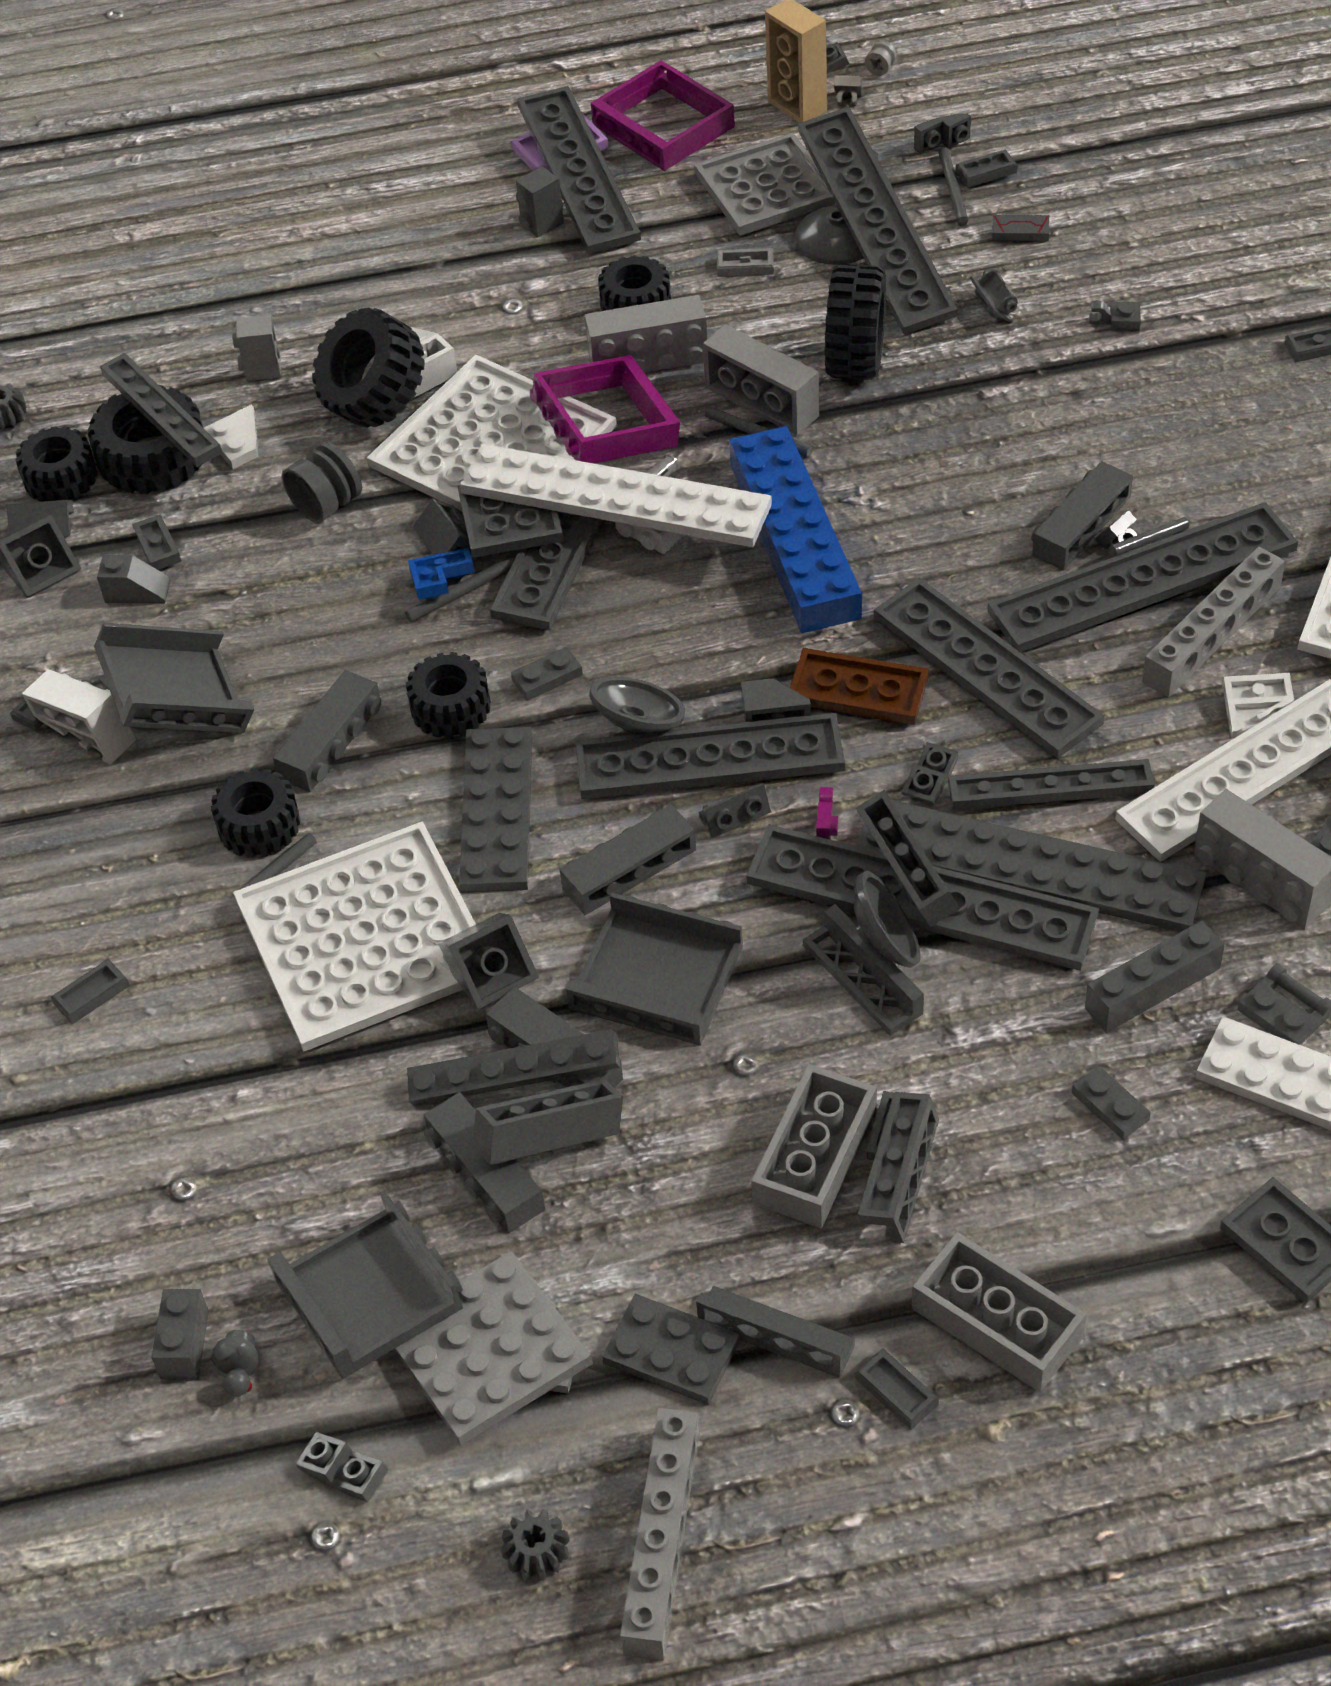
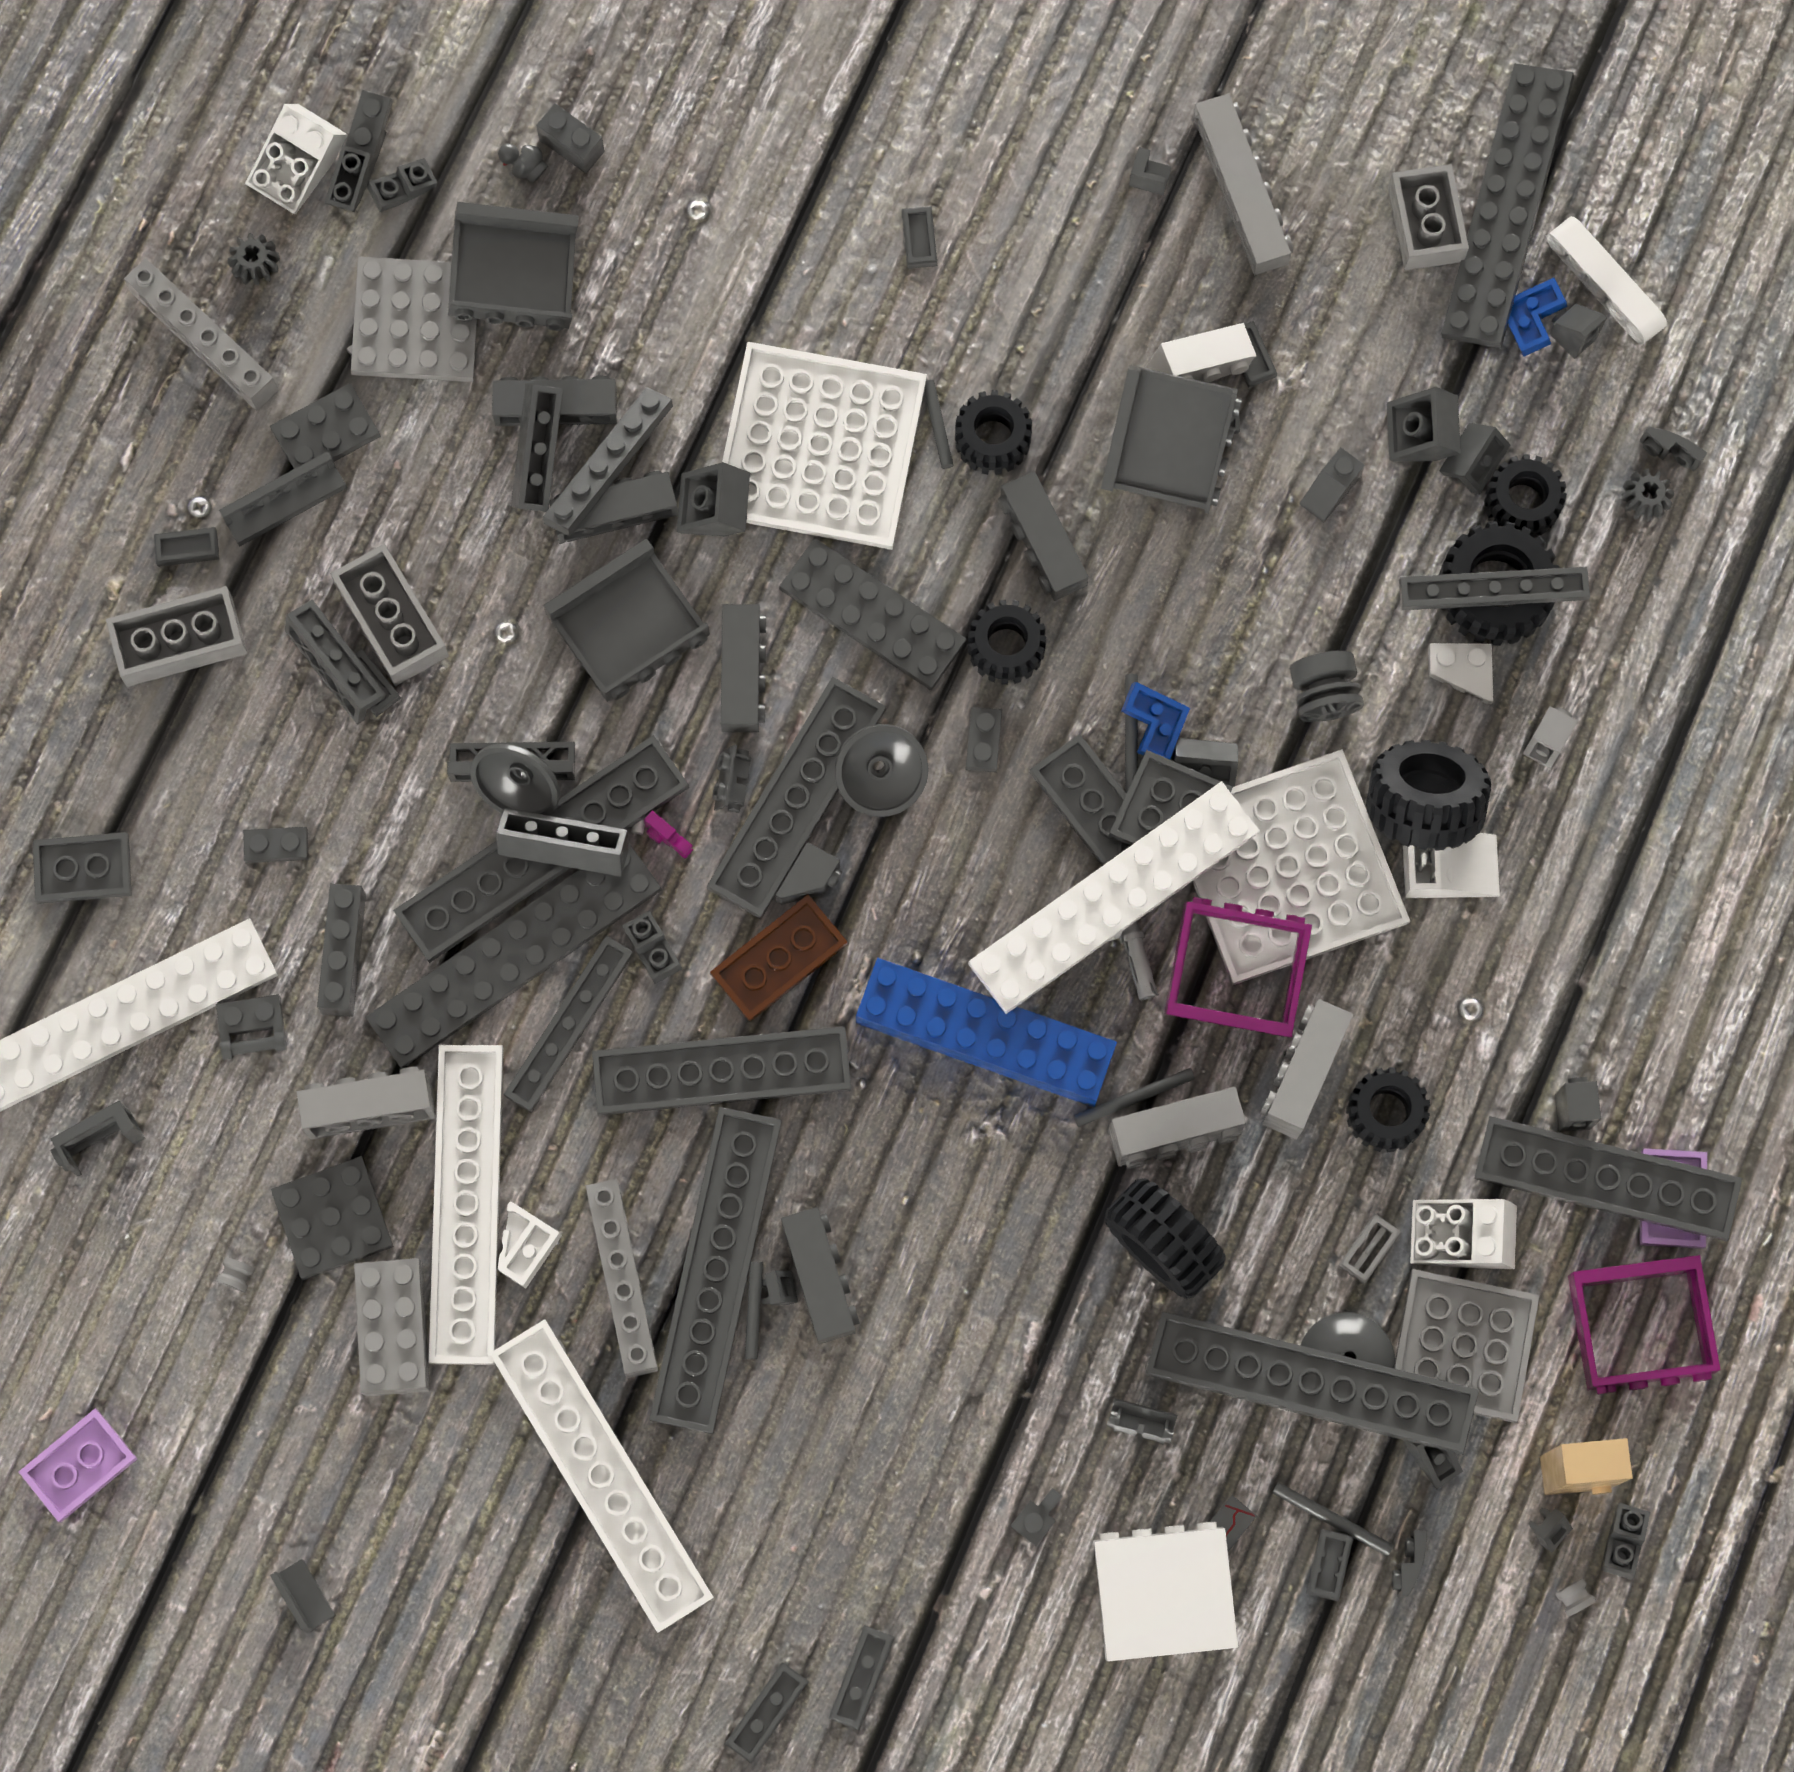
camera: 120 degrees right, 25 degrees up
(156, 542) = (1369, 529): dark grey plate -> none
(333, 1530) = (360, 152): none -> dark grey slope
(382, 1590) = (295, 157): none -> white slope
(686, 217) = (1464, 1233): none -> white slope
(1095, 219) = (1165, 1592): none -> white panel

